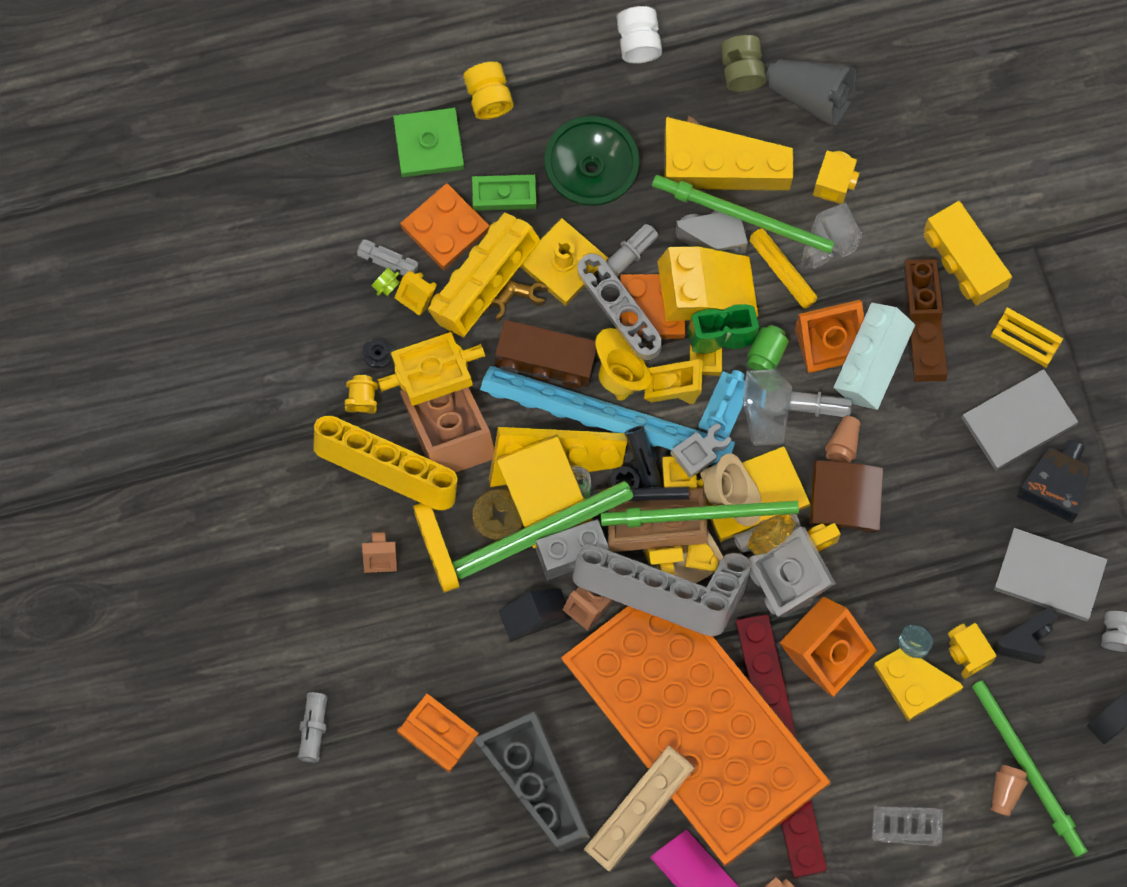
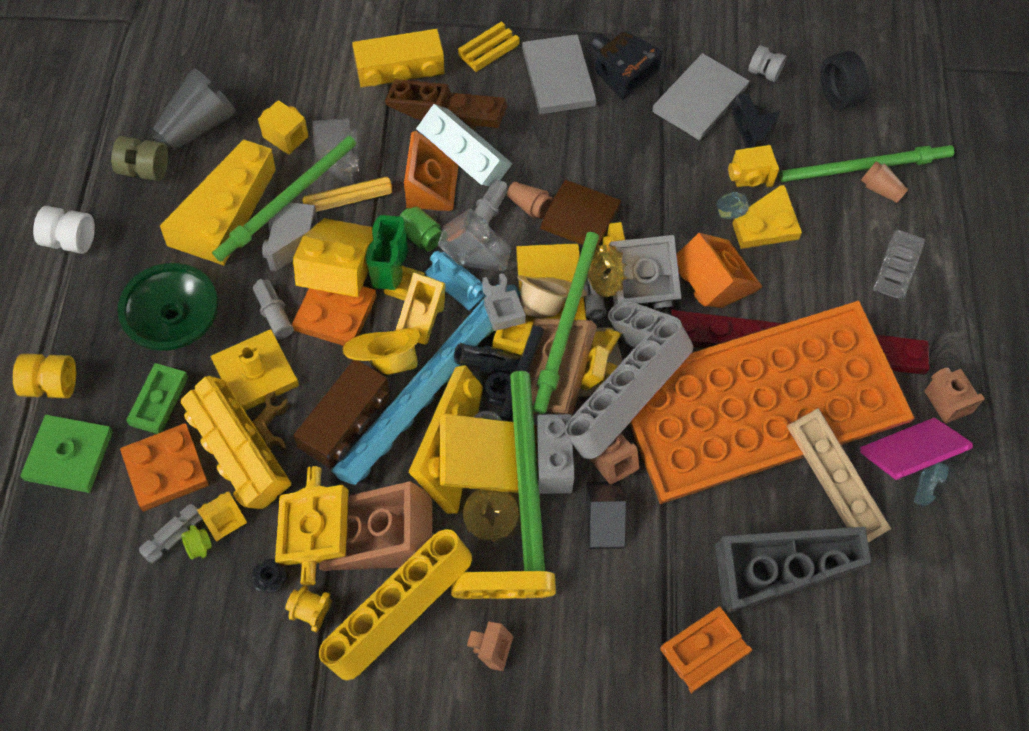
camera: 70 degrees left, 10 degrees down
(623, 304) = (327, 335): light grey beam -> none

